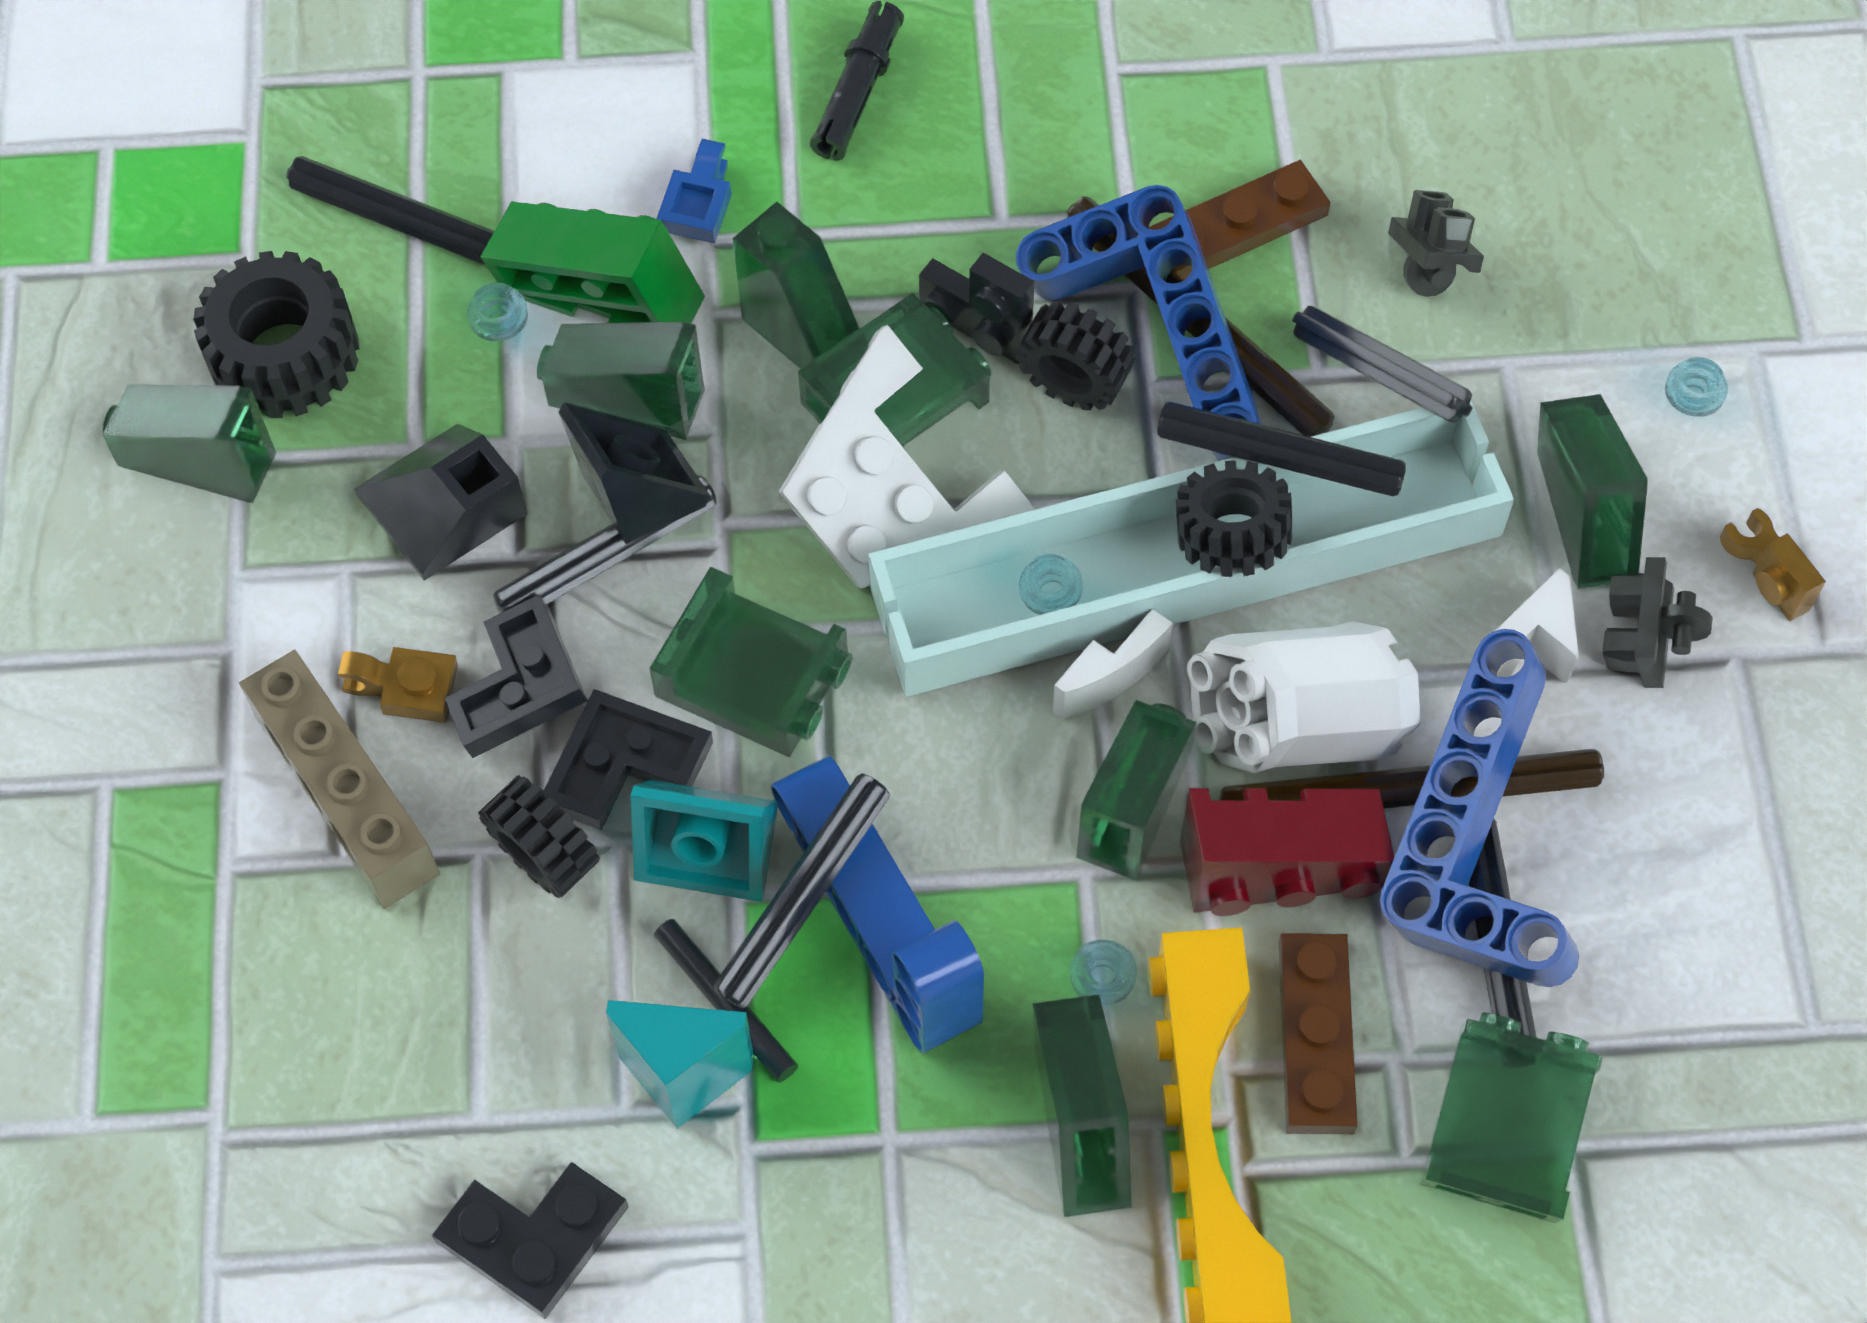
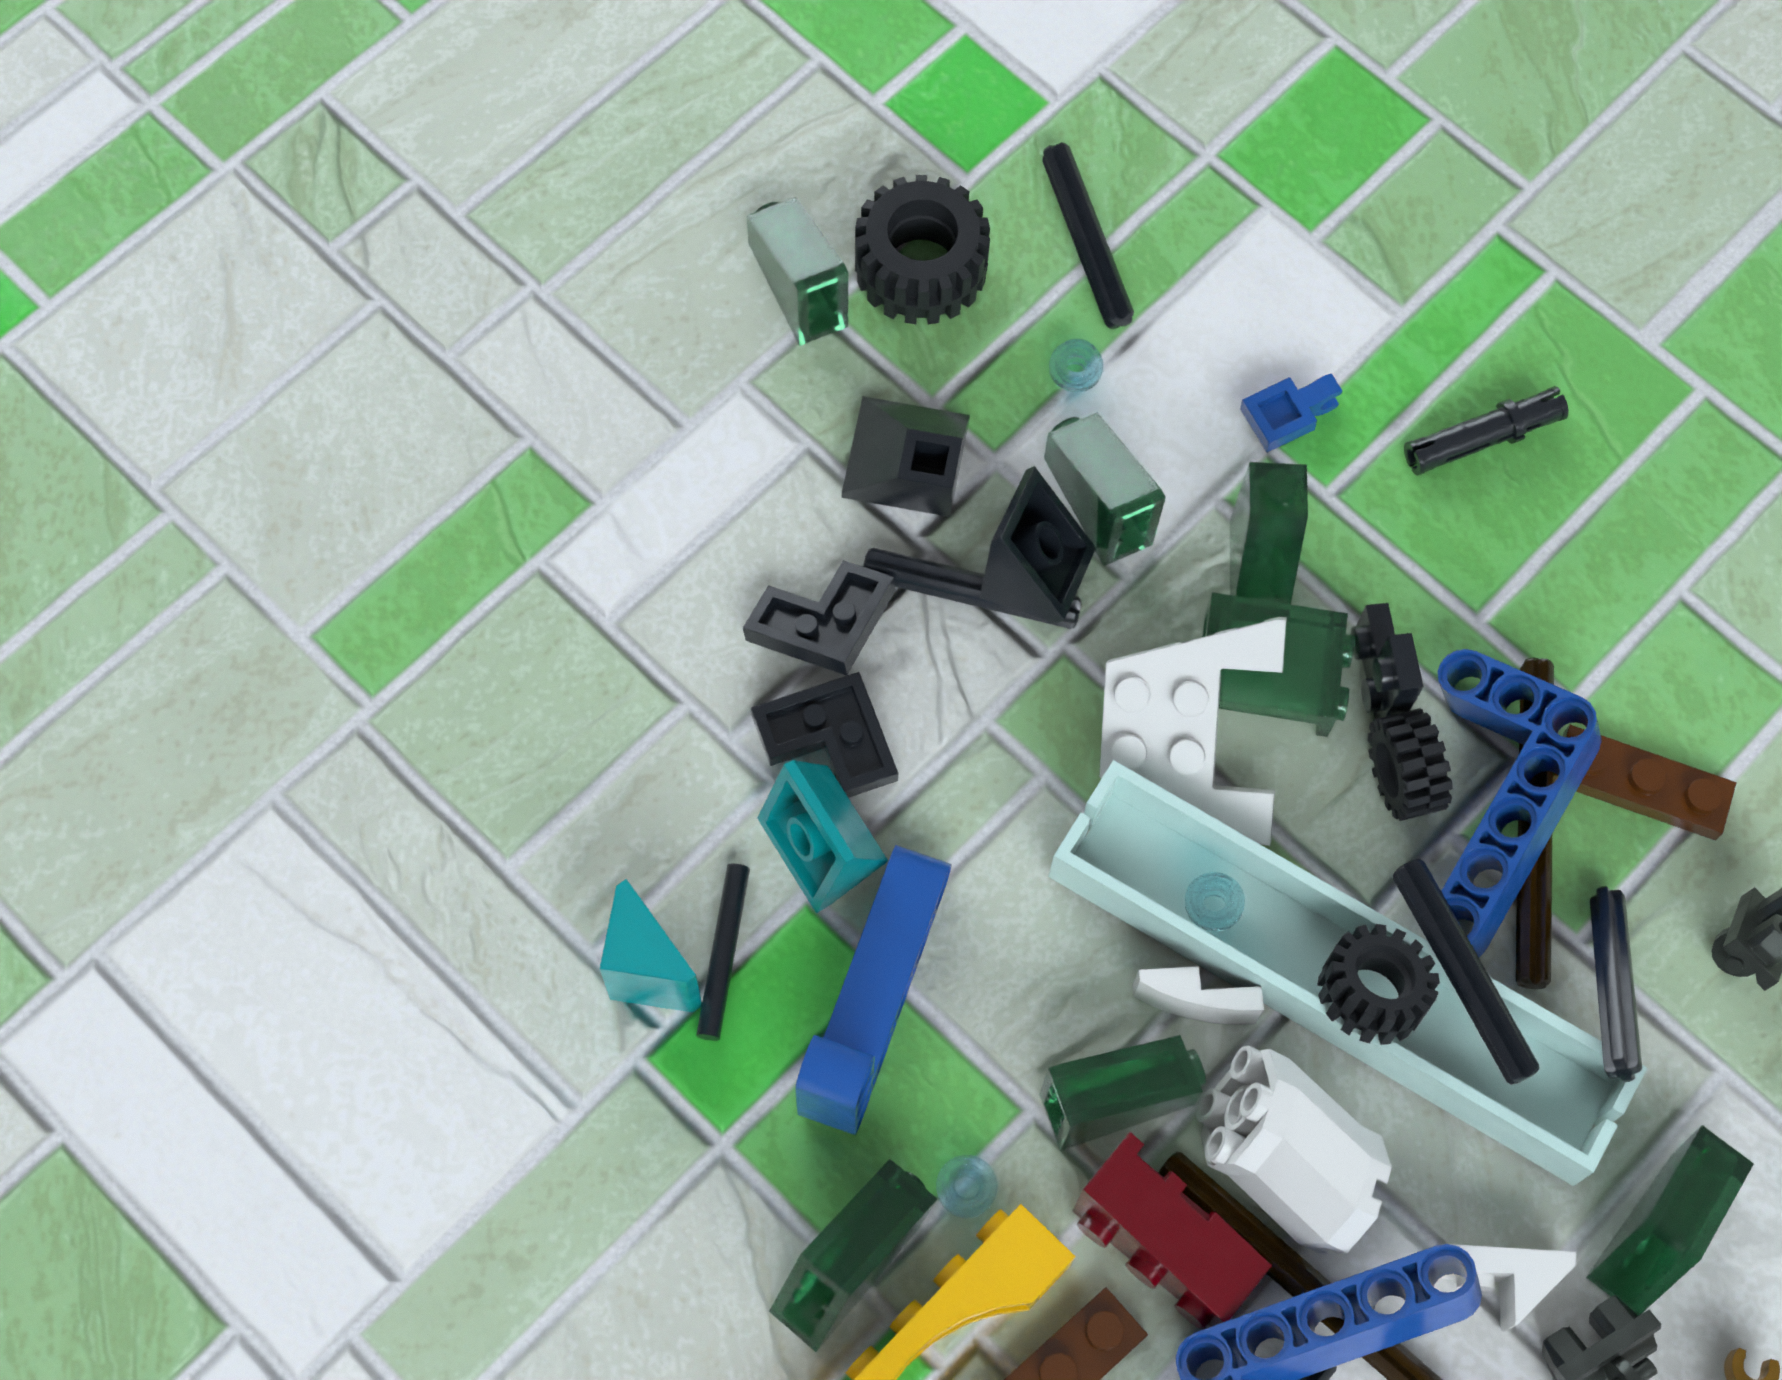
camera: 45 degrees right, 5 degrees up
(340, 779) = (650, 573): dark tan brick -> none
(408, 686) = (760, 555): pearl gold plate -> none
(536, 1254) = (447, 987): black plate -> none
(539, 836) = (718, 731): black tyre -> none
(593, 263) = (1168, 395): green wedge -> none
(749, 666) = (973, 755): clear green panel -> none
(801, 890) = (832, 933): black axle -> none

